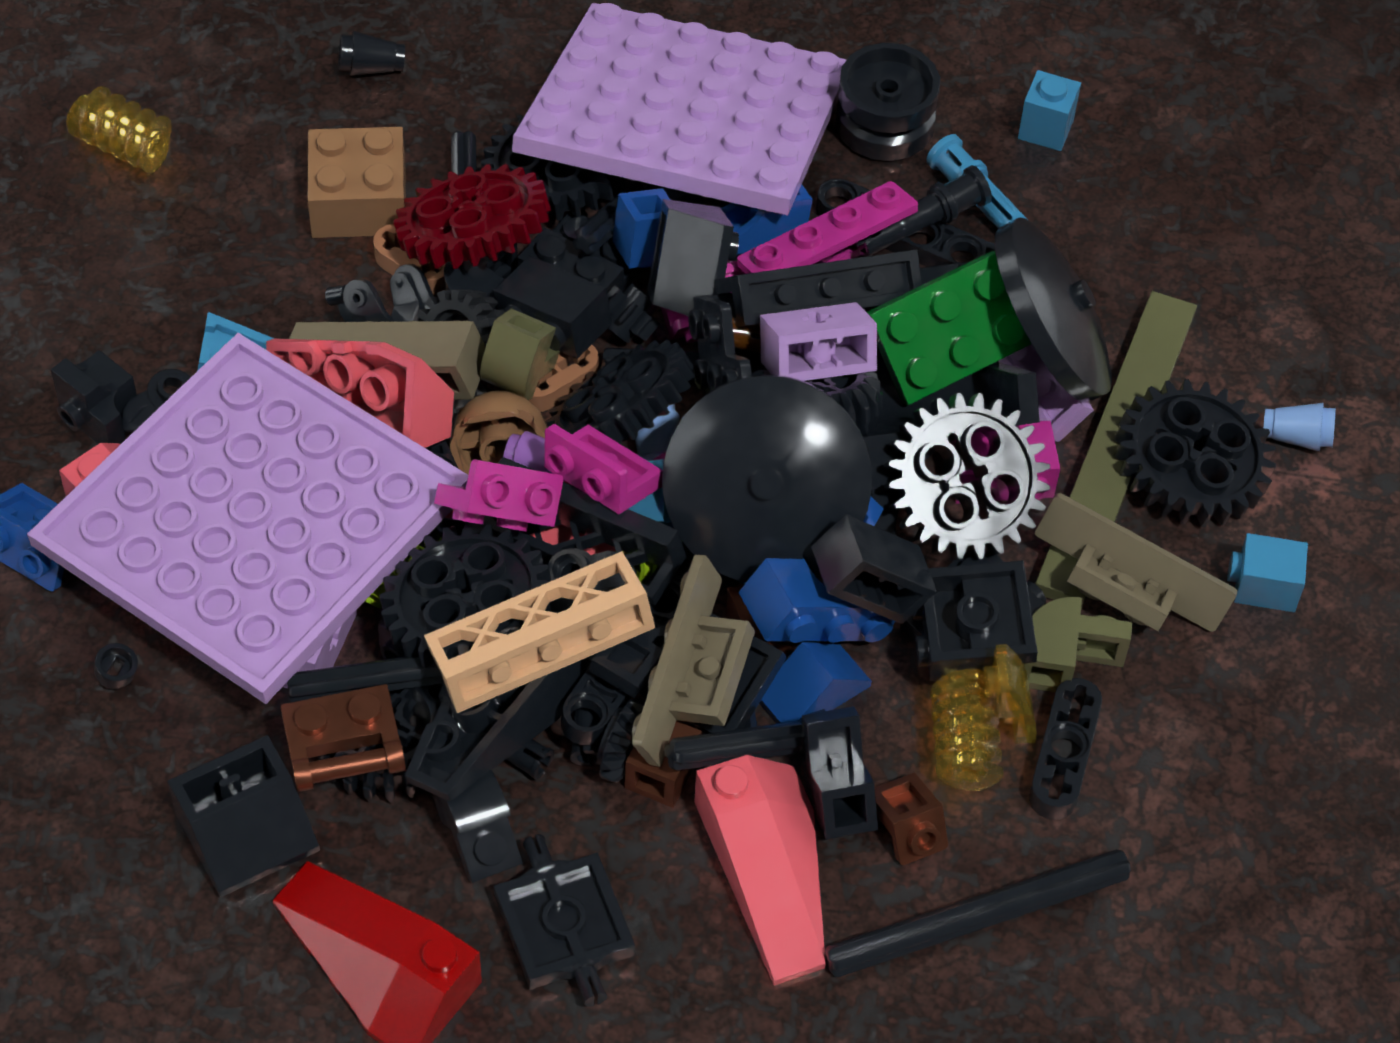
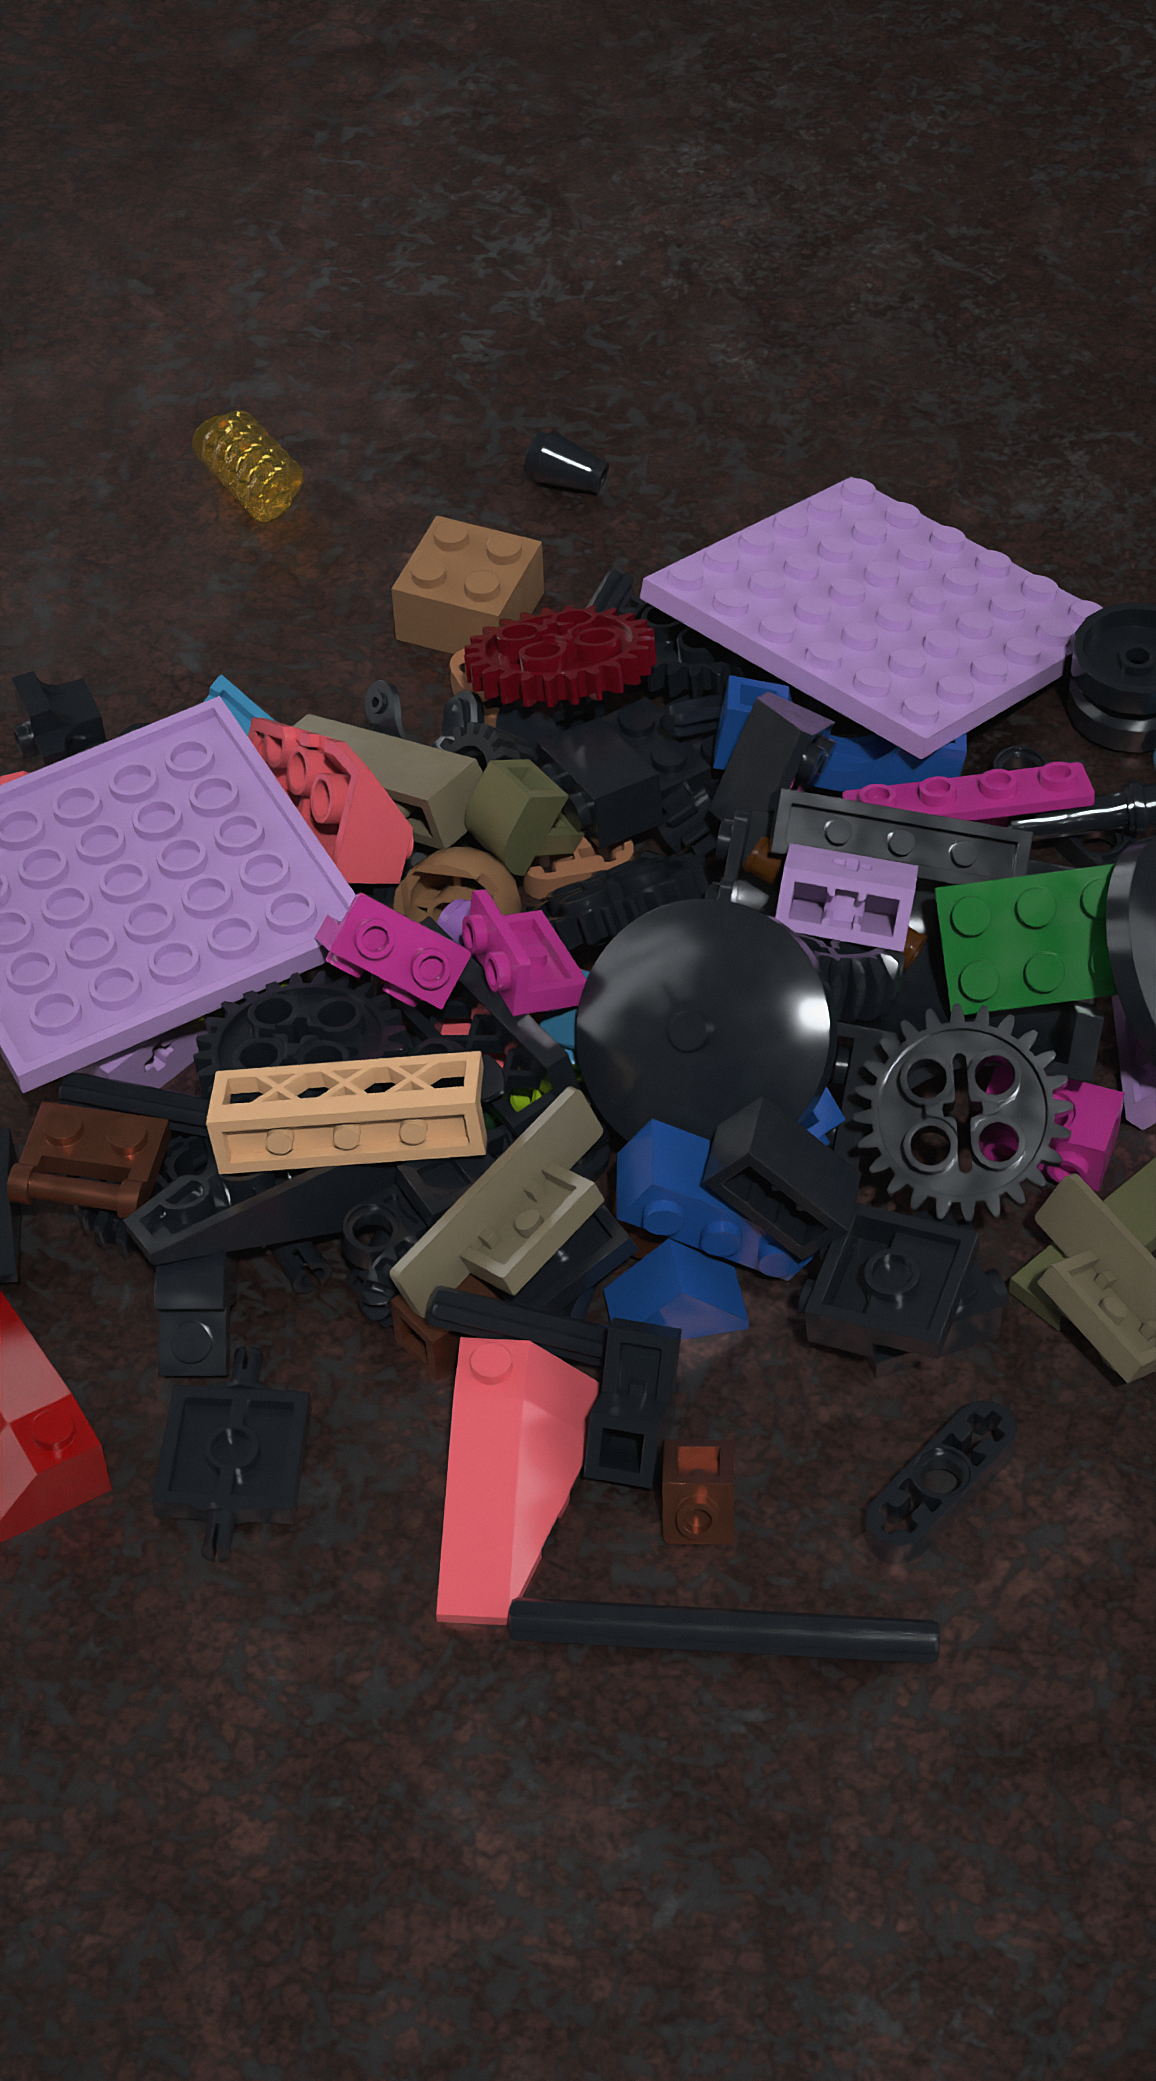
camera: 30 degrees right, 5 degrees down
(965, 732) = (822, 1412): clear yellow piece -> none
(1010, 686) = (895, 1387): clear yellow slope -> none
(1068, 636) = (1005, 1346): olive brick -> none

